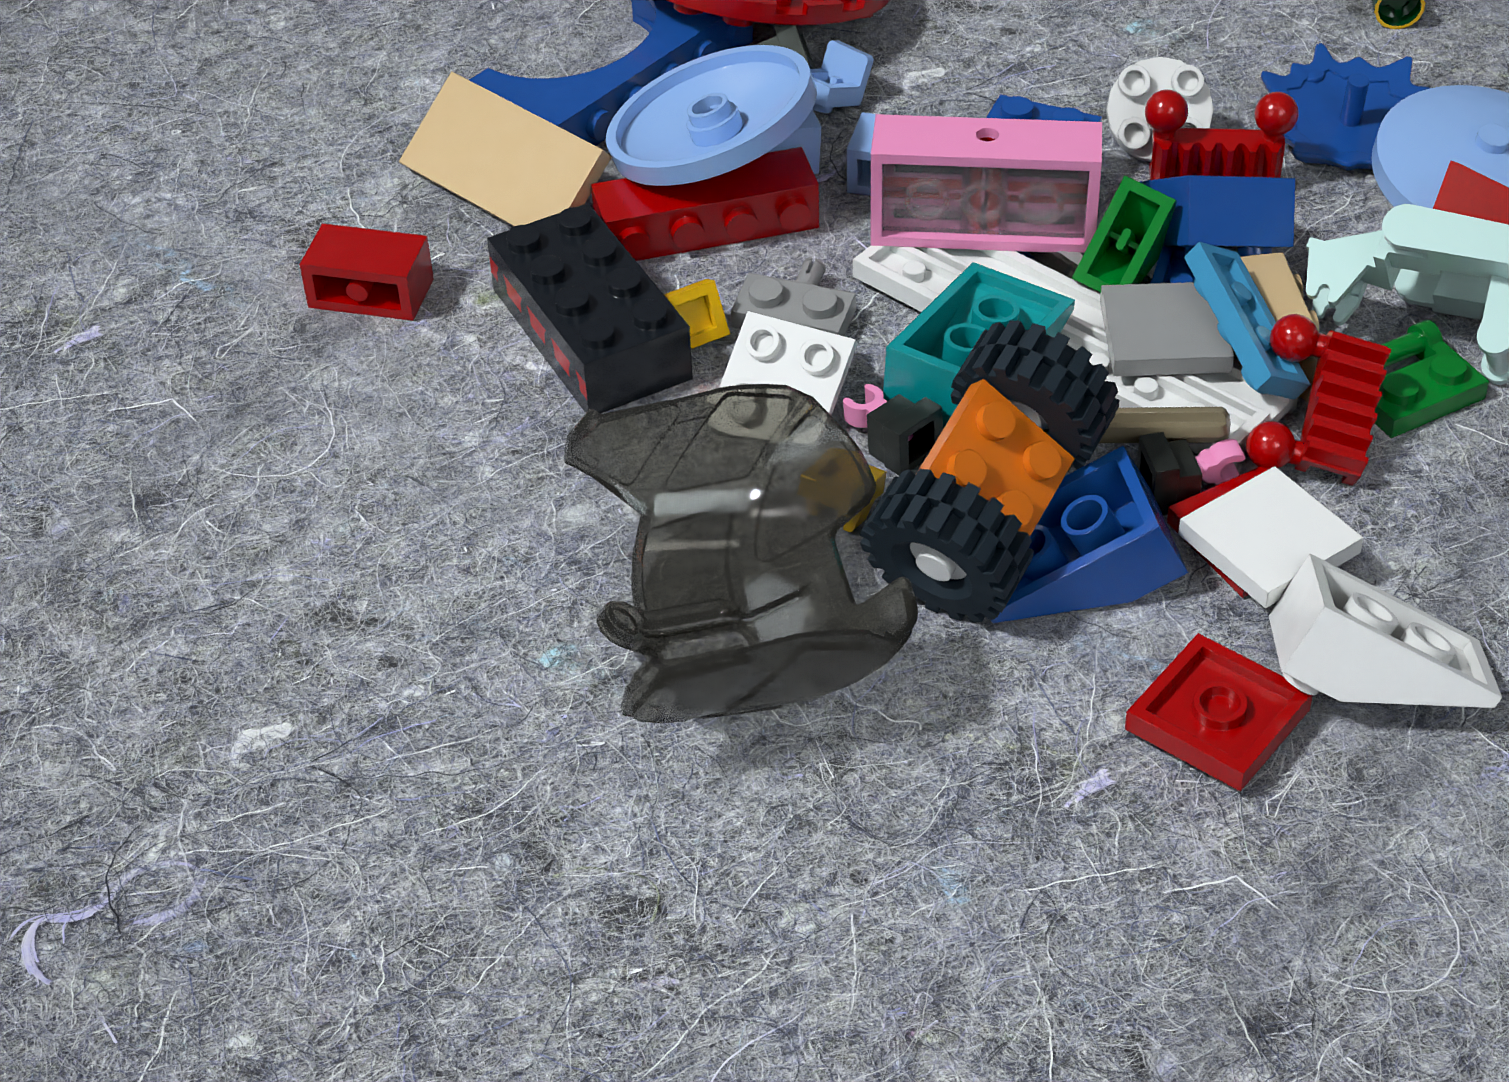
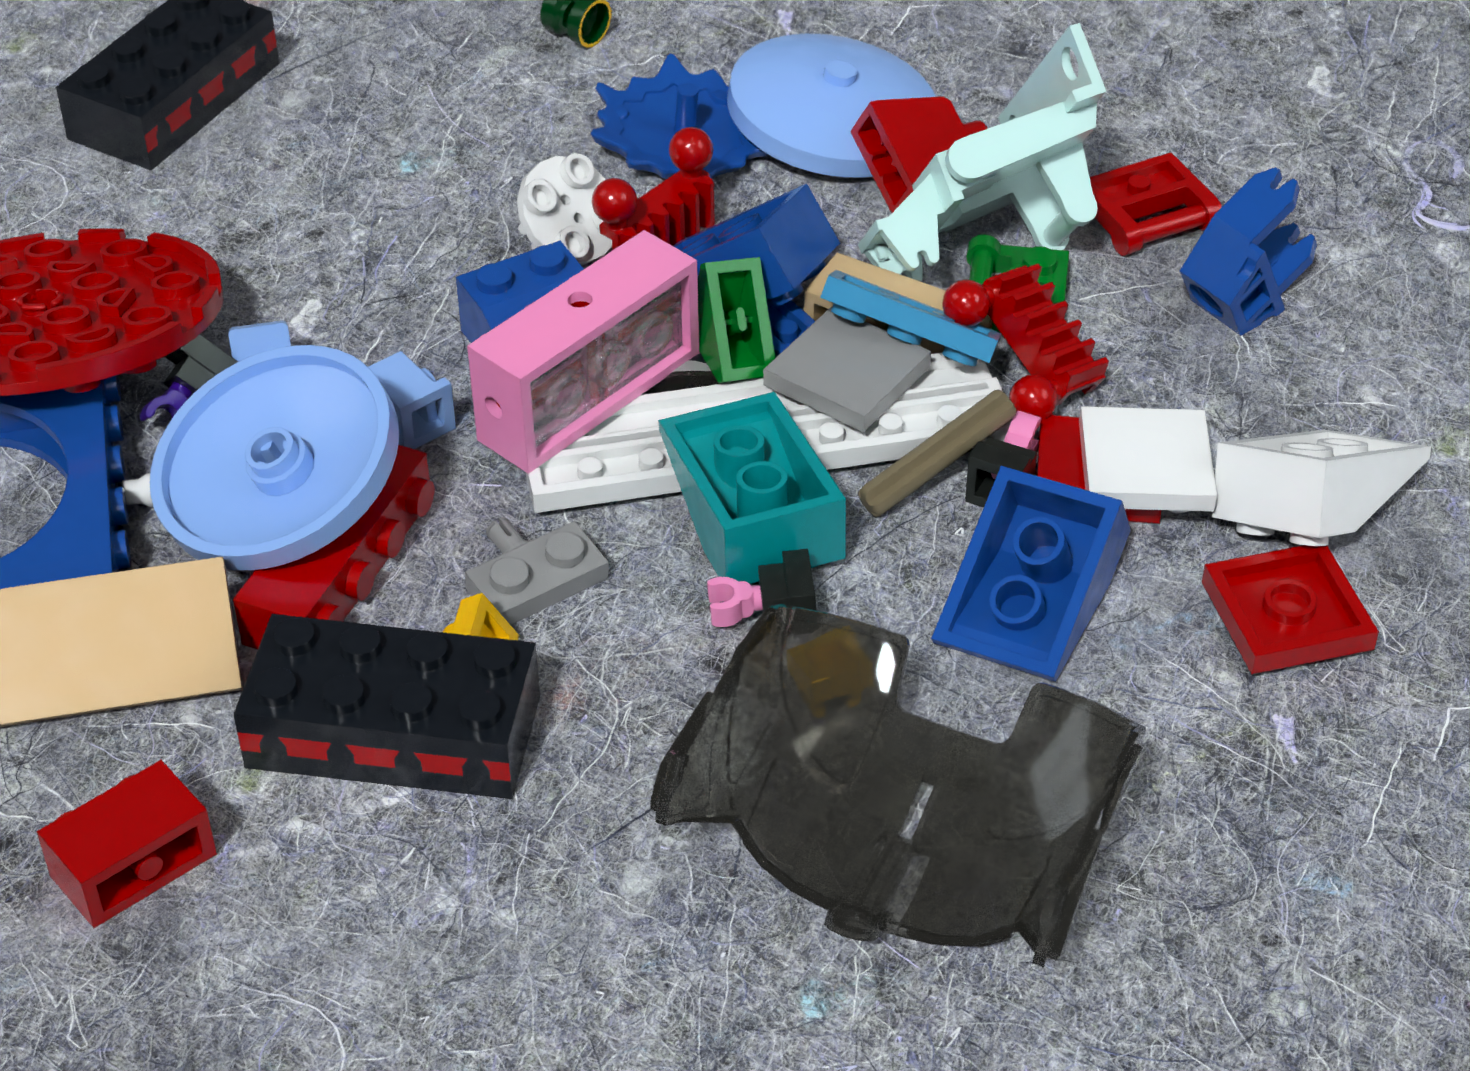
camera: 55 degrees left, 0 degrees up
(790, 355) = (643, 630): white plate -> none
(969, 511) = (1005, 619): black plate -> none

